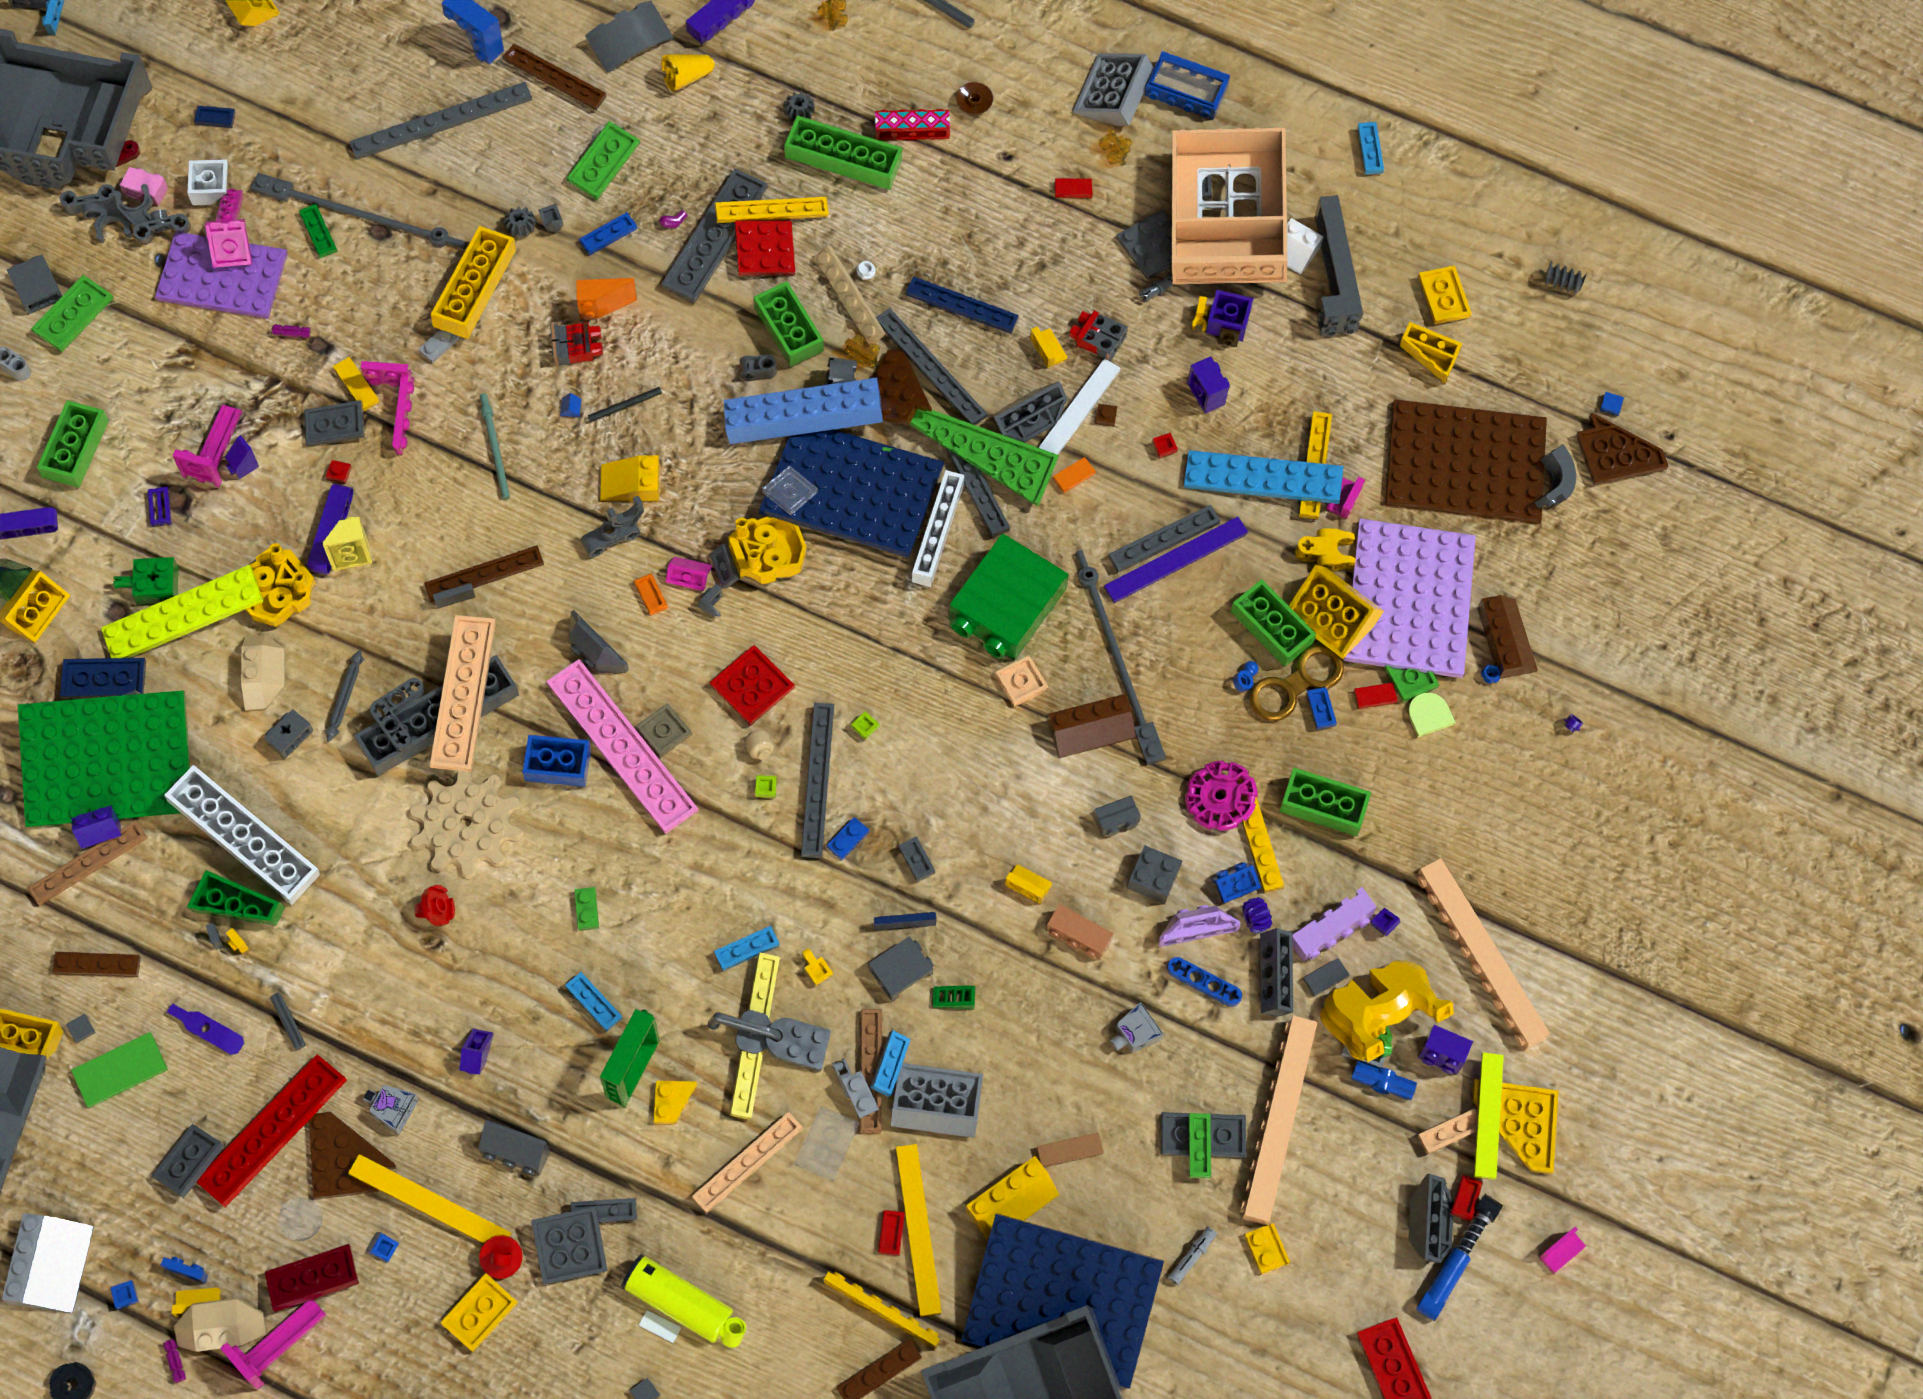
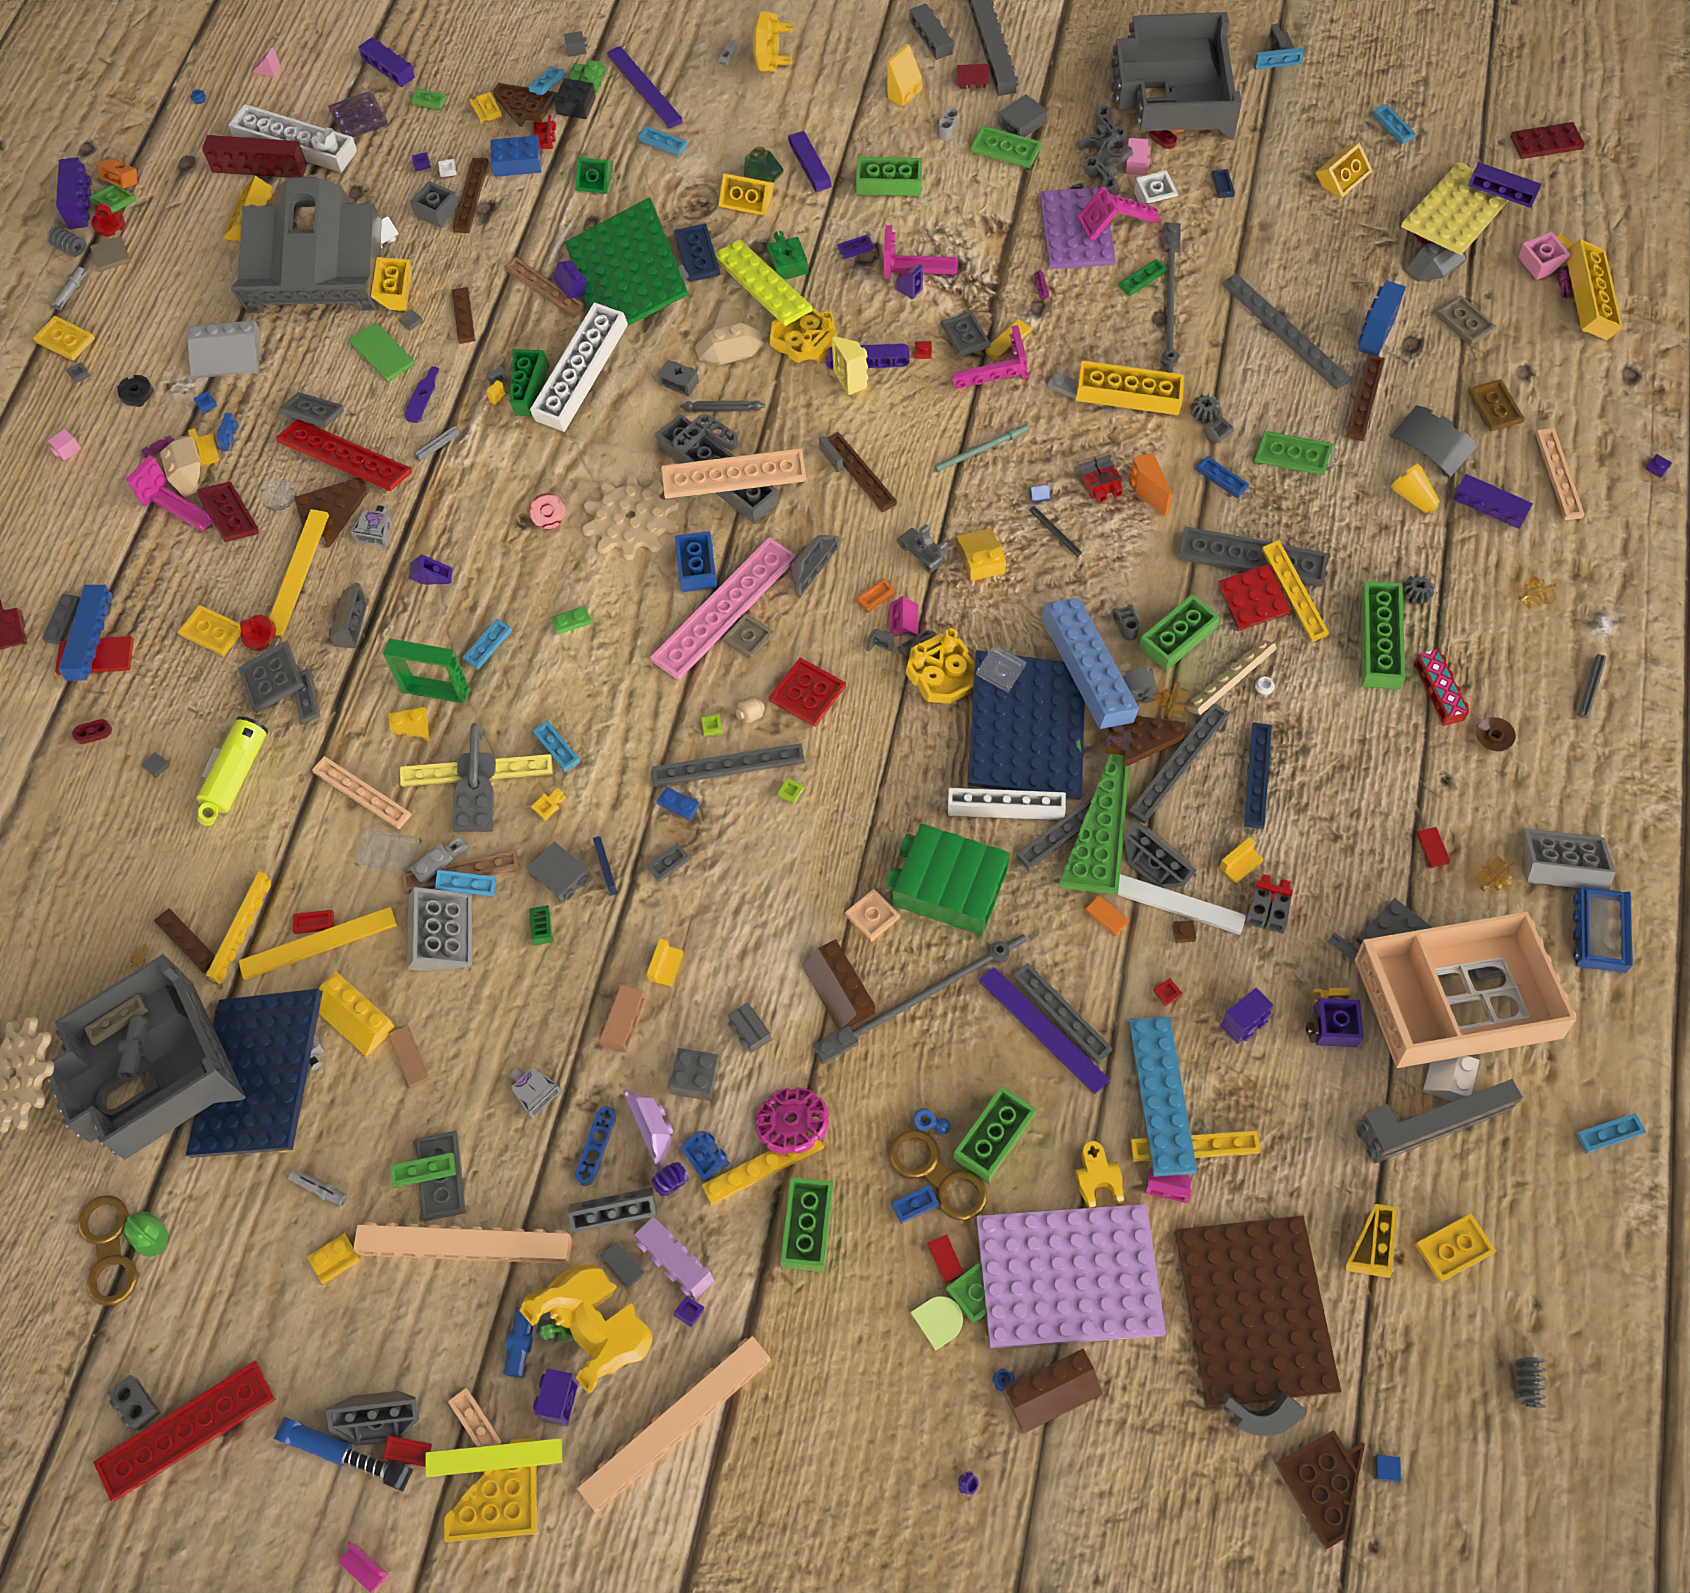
camera: 85 degrees right, 5 degrees down
(382, 1246) = (260, 553): blue slope -> none
(673, 221) = (1254, 522): magenta arm -> none
(1334, 610) = (1024, 1192): yellow slope -> none

